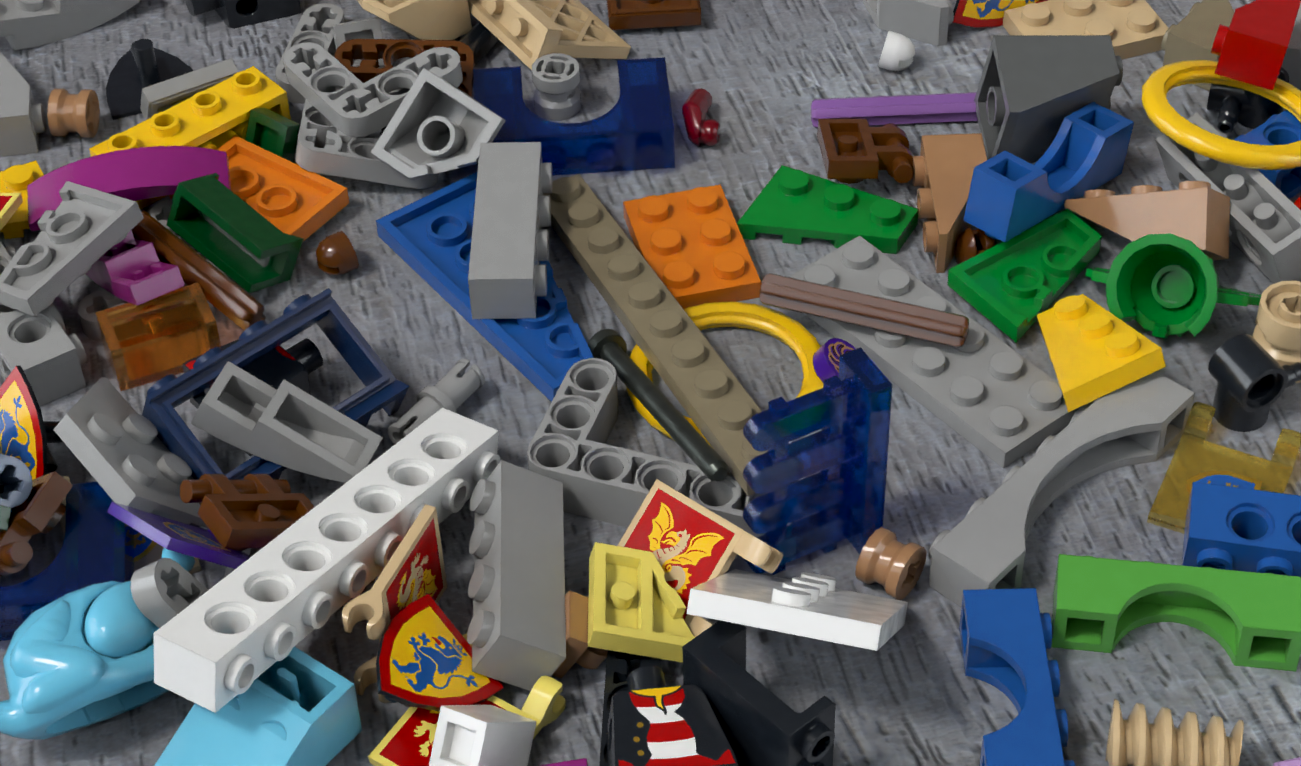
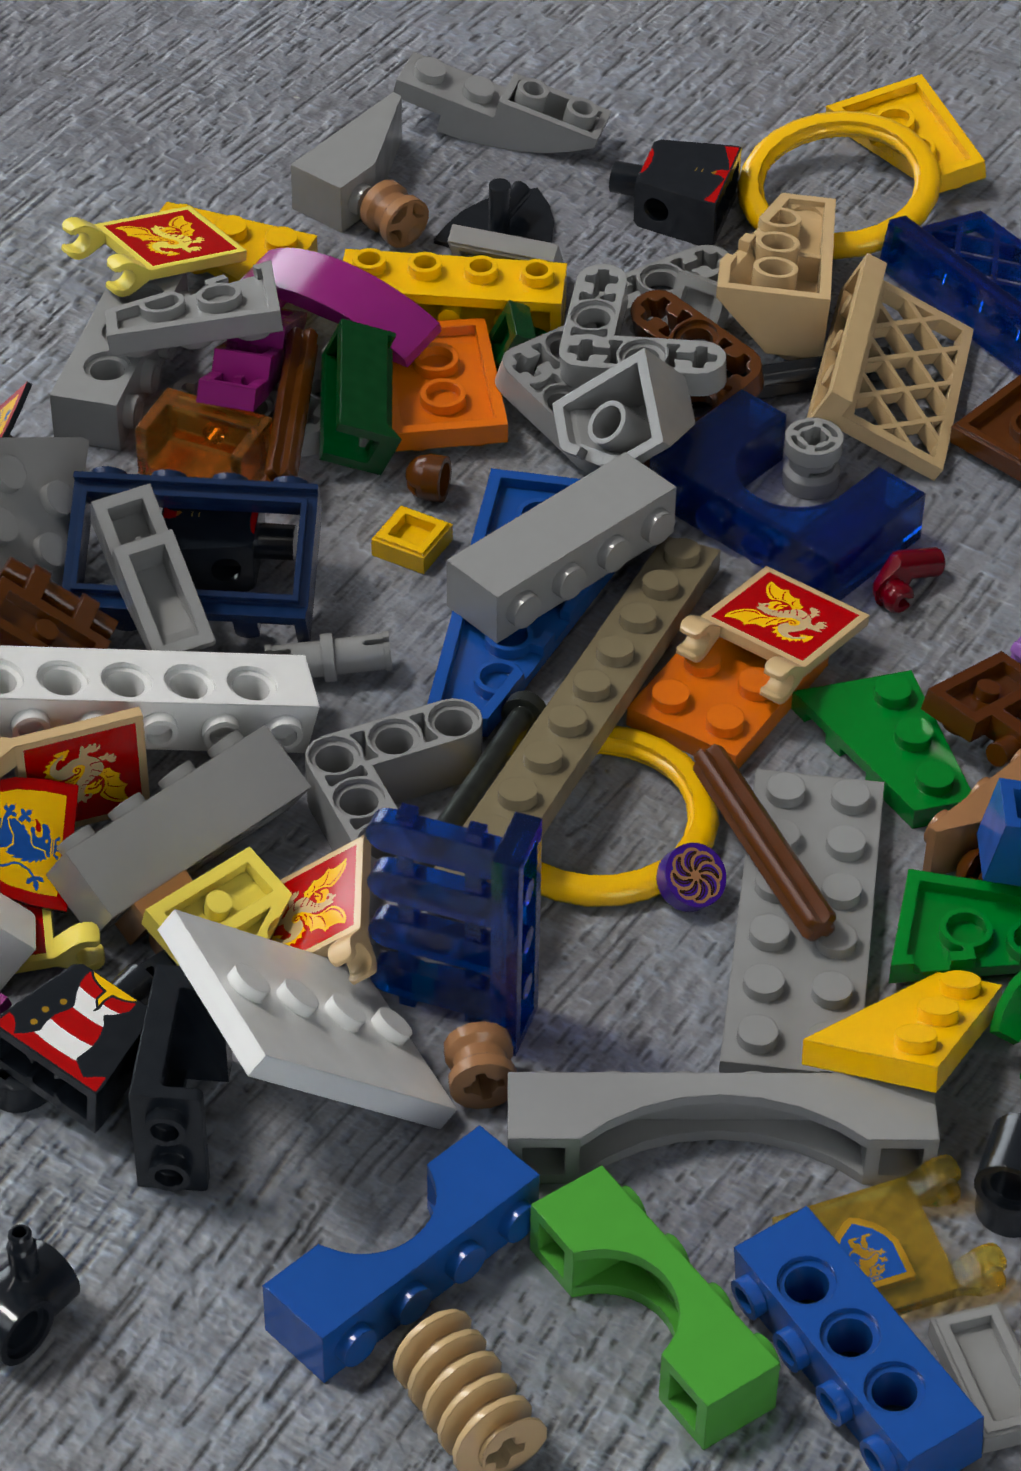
camera: 45 degrees right, 0 degrees up
(375, 301) = (412, 539): none -> yellow tile
(686, 187) = (779, 622): none -> flag

